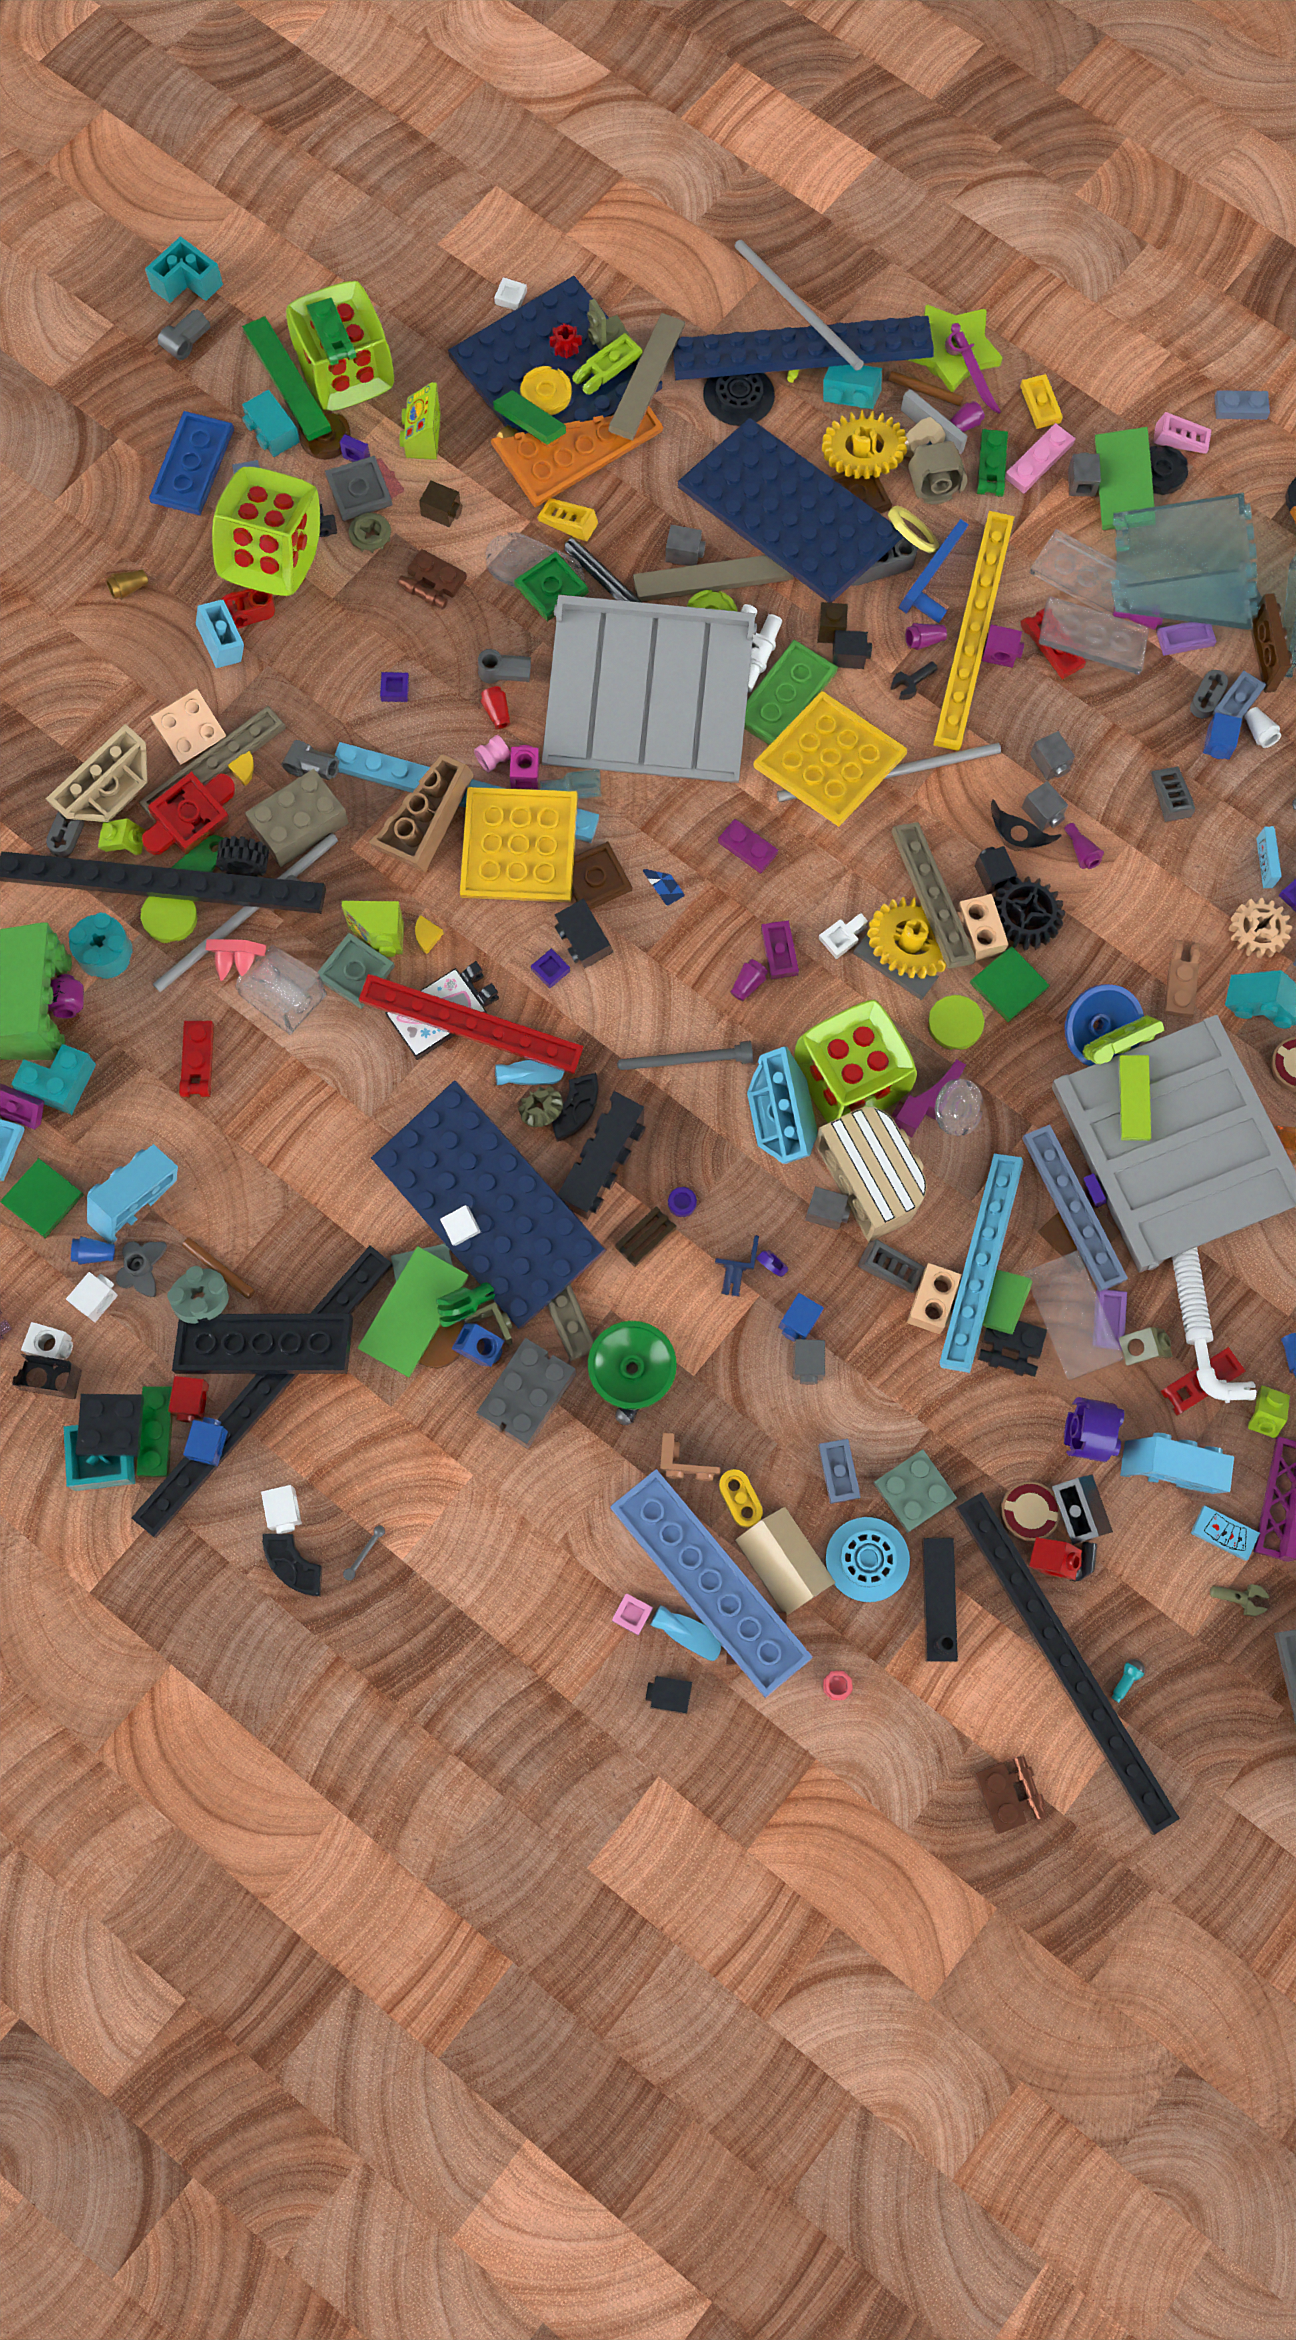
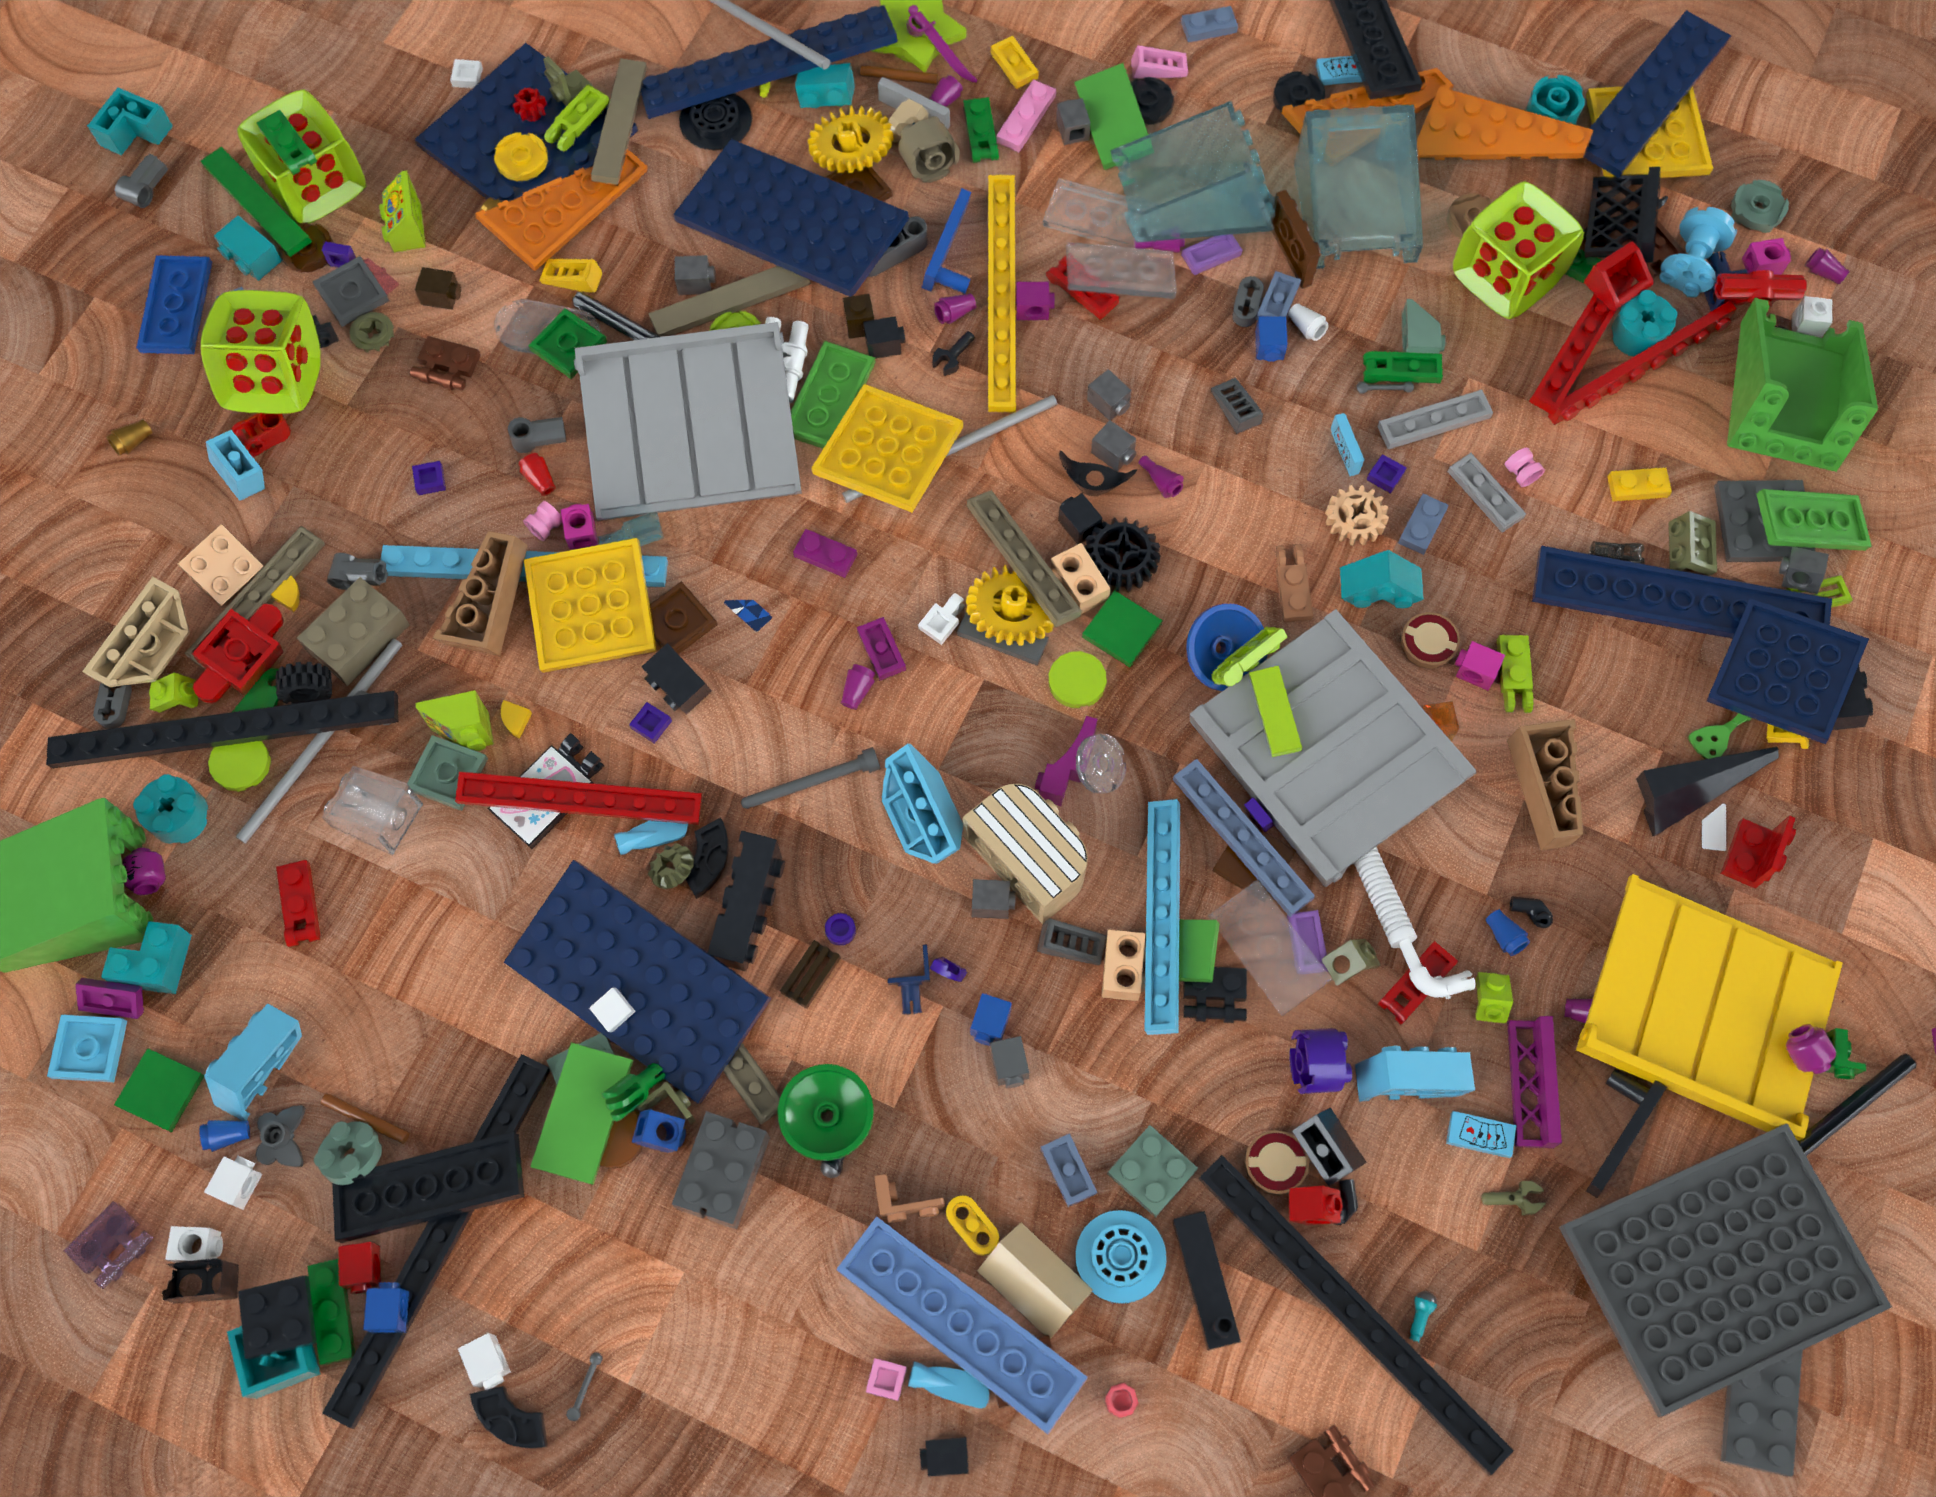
camera: 10 degrees left, 5 degrees down
(228, 951) = (313, 782): coral tile -> none
(529, 417) = (509, 184): green tile -> none
(855, 1061) = (983, 741): lime piece -> none
(896, 514) = (897, 199): light yellow piece -> none

